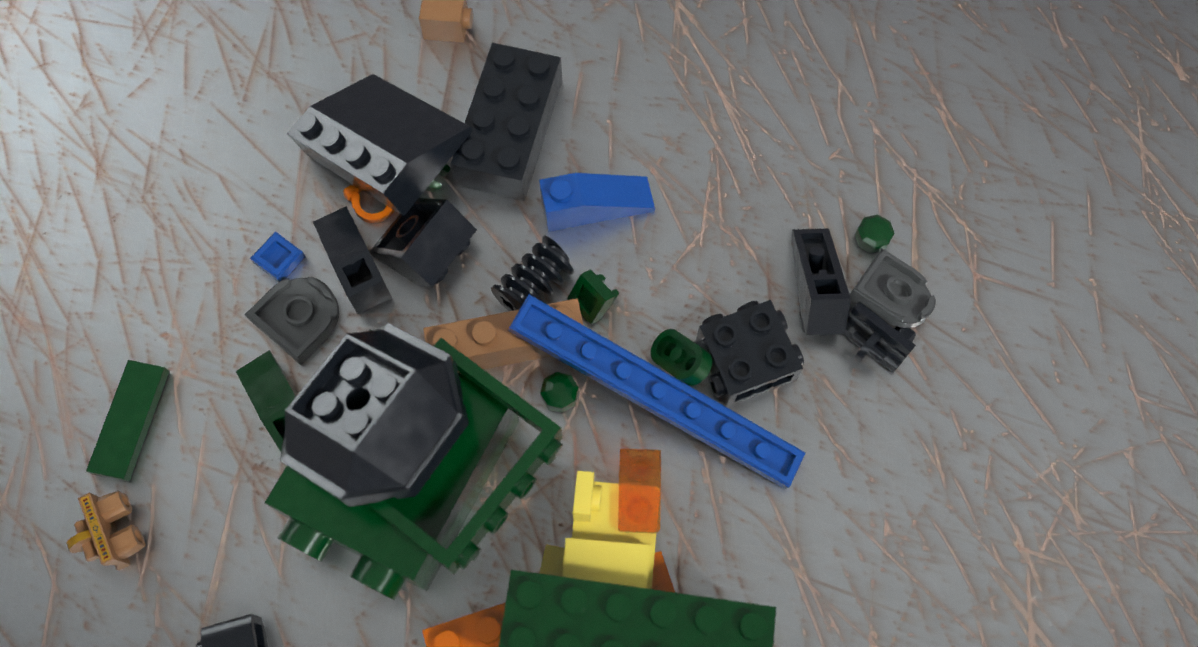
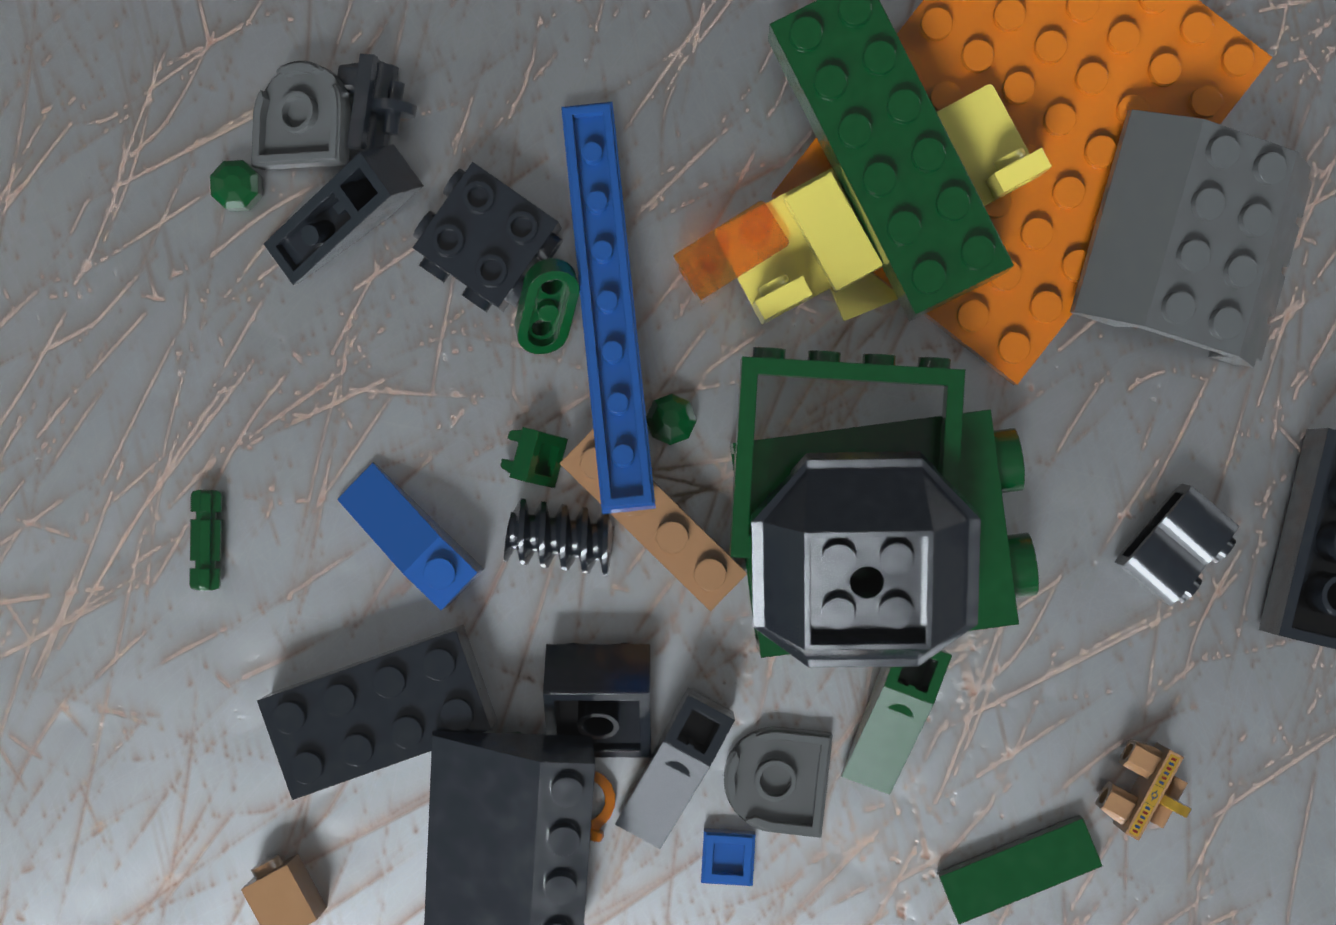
camera: 120 degrees left, 20 degrees up
(672, 95) = (205, 540): none -> dark green axle

